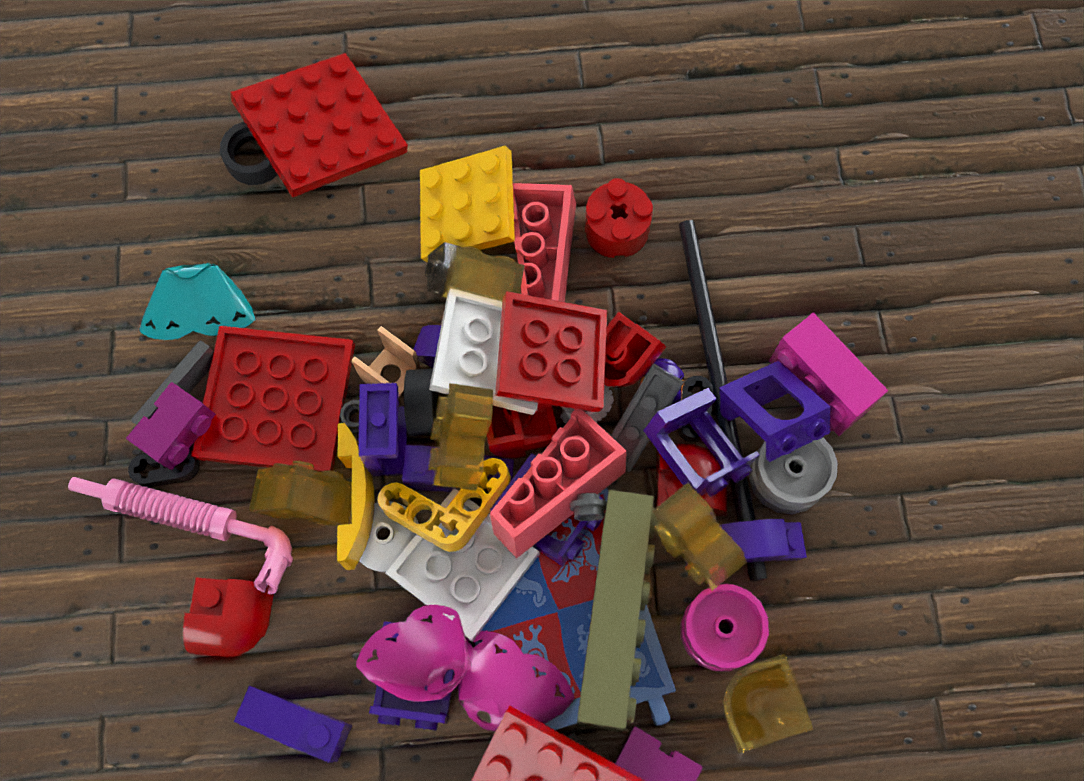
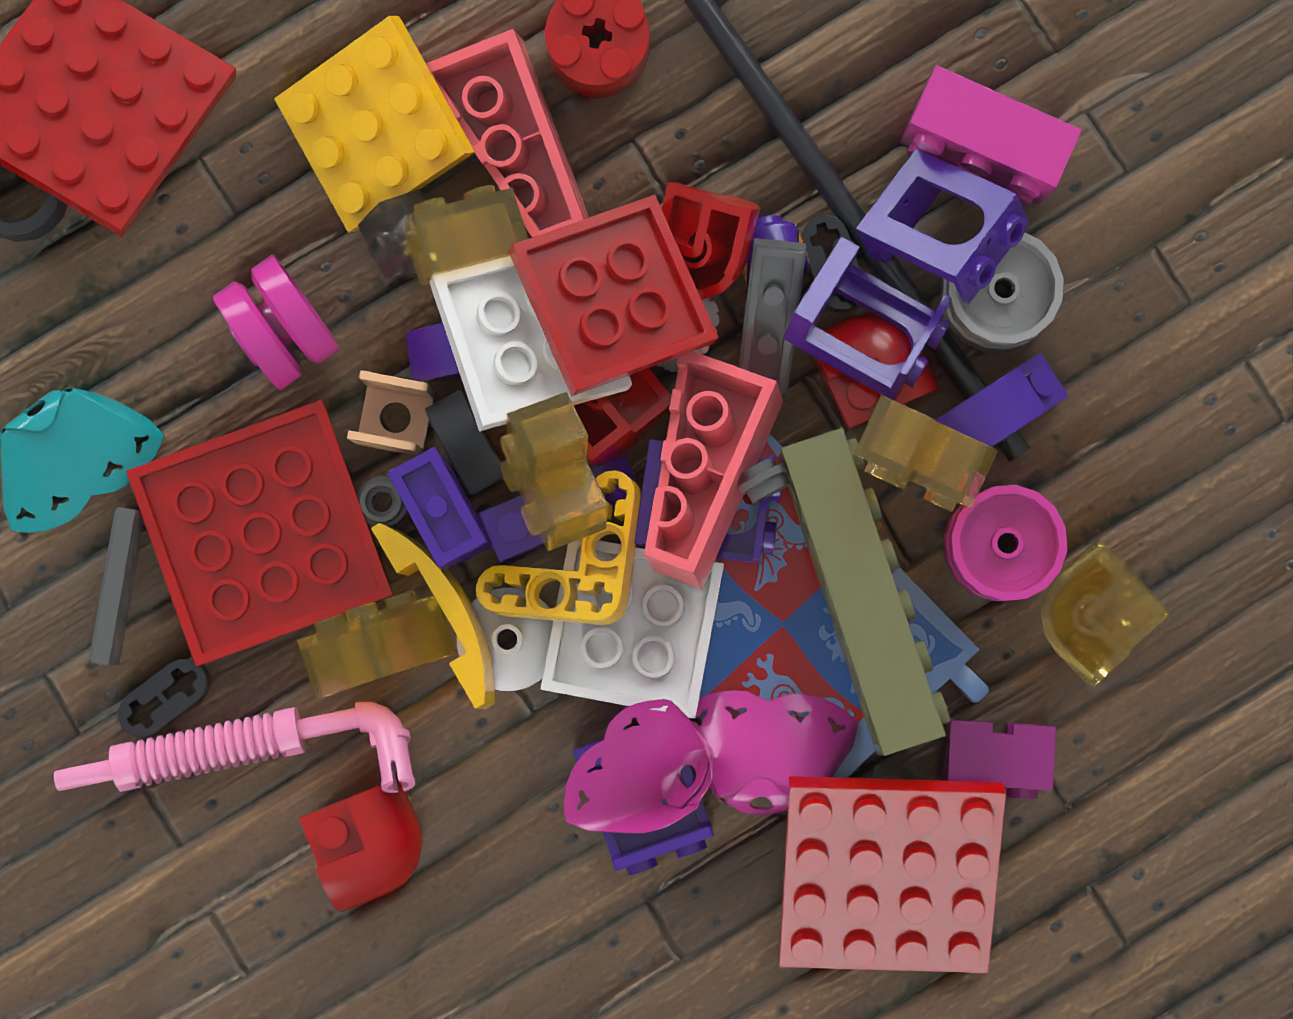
camera: 30 degrees left, 15 degrees up
(172, 427) = (154, 643): magenta brick -> none
(293, 724) = (522, 930): dark purple slope -> none
(349, 282) = (279, 320): none -> dark pink wheel

